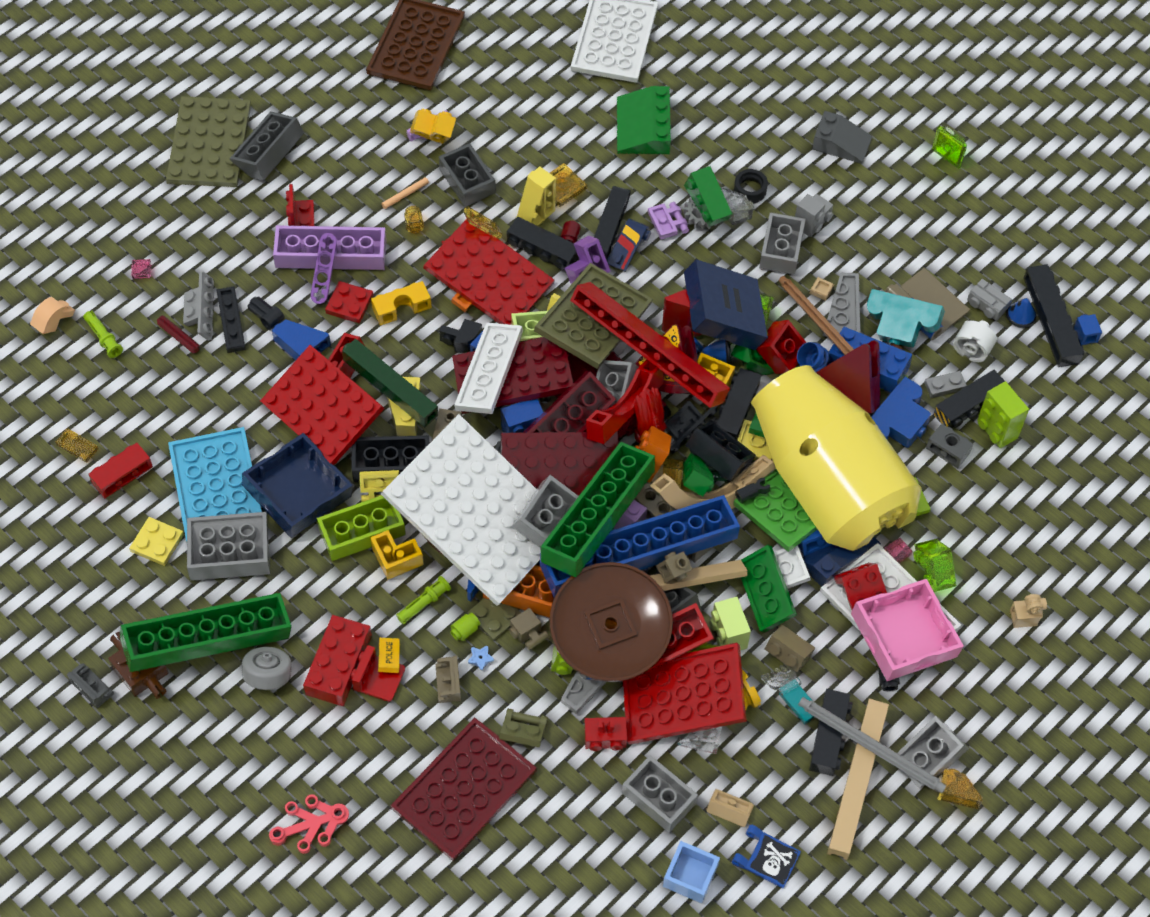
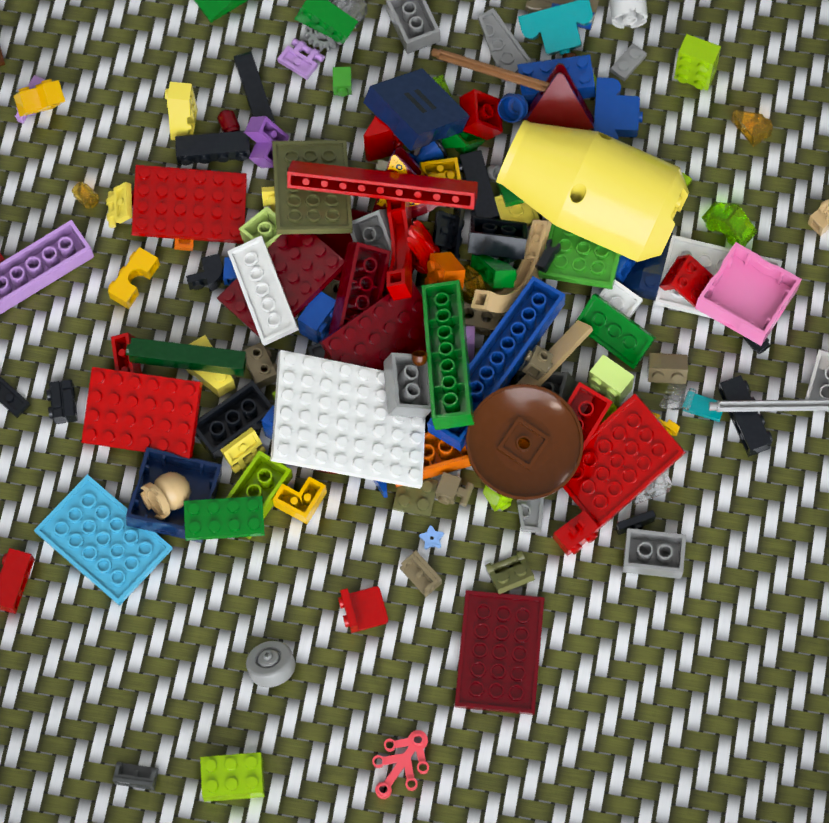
camera: 30 degrees left, 10 degrees up
(137, 680) = (169, 744): reddish brown brick -> none
(156, 541) = (91, 620): light yellow plate -> none
(164, 738) = (232, 777): none -> lime brick
(204, 632) = (201, 669): green brick -> none
(227, 546) = (157, 584): light grey slope -> none
(268, 315) = (29, 362): black piece -> none
(270, 361) = (63, 401): none -> black brick
(291, 478) = (166, 494): none -> tan tile
(297, 337) = (73, 366): blue slope -> none
(318, 525) = (224, 518): none -> green plate
(323, 268) = (49, 289): medium lavender beam -> none
(336, 659) = (321, 618): red brick -> none
(349, 302) = (86, 305): red plate -> none
(388, 655) = (359, 586): yellow tile -> none
(405, 193) = (57, 174): light nougat bar -> none
(430, 595) = (352, 514): lime pin -> none
(433, 241) = (119, 204): none -> light yellow plate
(464, 626) = (401, 521): lime brick -> none
(467, 174) = (101, 125): dark grey brick -> none
(482, 222) = (151, 161): clear yellow tile -> none
(567, 184) = (191, 74): clear yellow plate -> none
(570, 493) = (419, 357): none -> reddish brown hinge
(627, 244) = (284, 102): dark blue door -> none
(666, 758) = (635, 522): none -> black plate
(687, 255) = (342, 81): none -> bright green brick
(691, 872) = (722, 598): light blue piece -> none
(730, 808) = (711, 527): tan slope -> none
(770, 859) = (770, 545): flag -> none
(821, 288) = (471, 40): tan tile -> none
(857, 782) = (792, 441): tan tile -> none
(899, 550) = (691, 229): clear pink tile -> none
(953, 454) = (662, 120): dark grey brick -> none
(967, 401) = (659, 63): black brick -> none
(1017, 499) = (753, 126): none -> clear yellow slope

